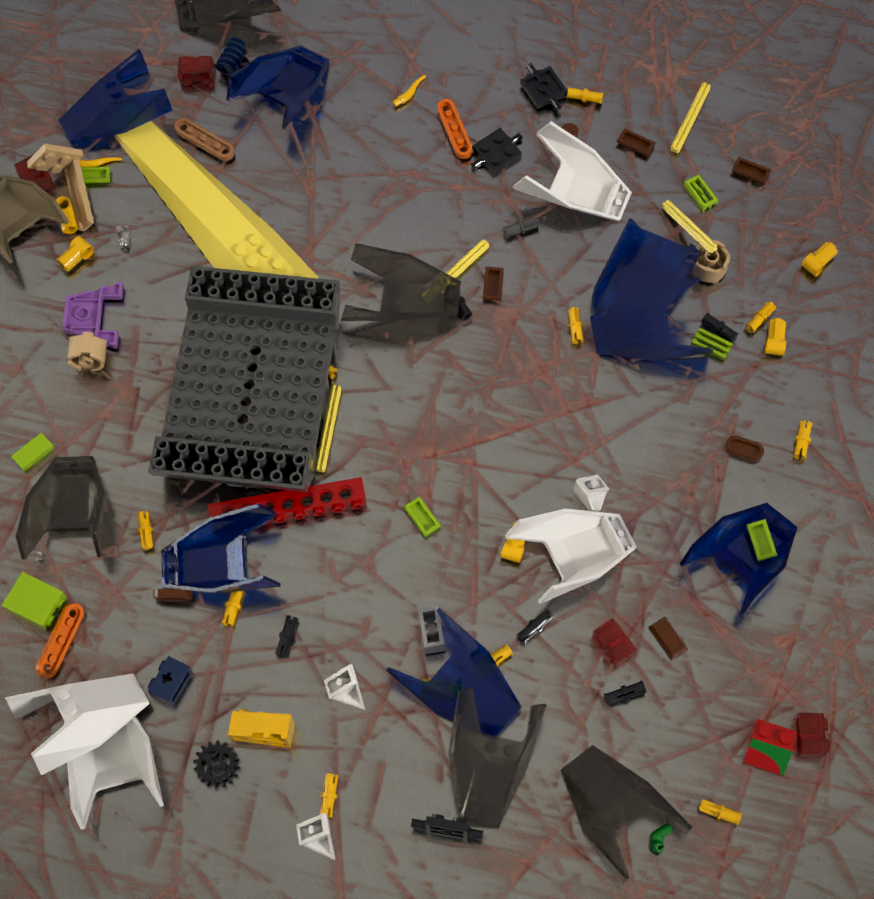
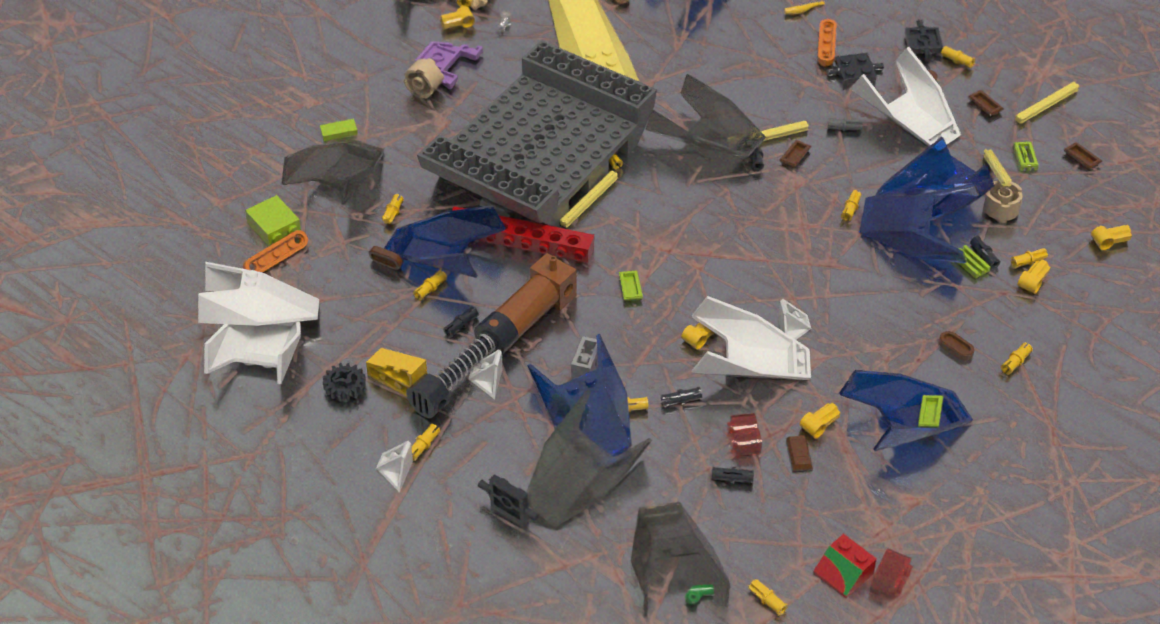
camera: 25 degrees right, 20 degrees down
(169, 691) = (344, 313): dark blue brick -> none
(351, 562) = (550, 285): none -> piece
(669, 596) = (817, 422): none -> yellow piece

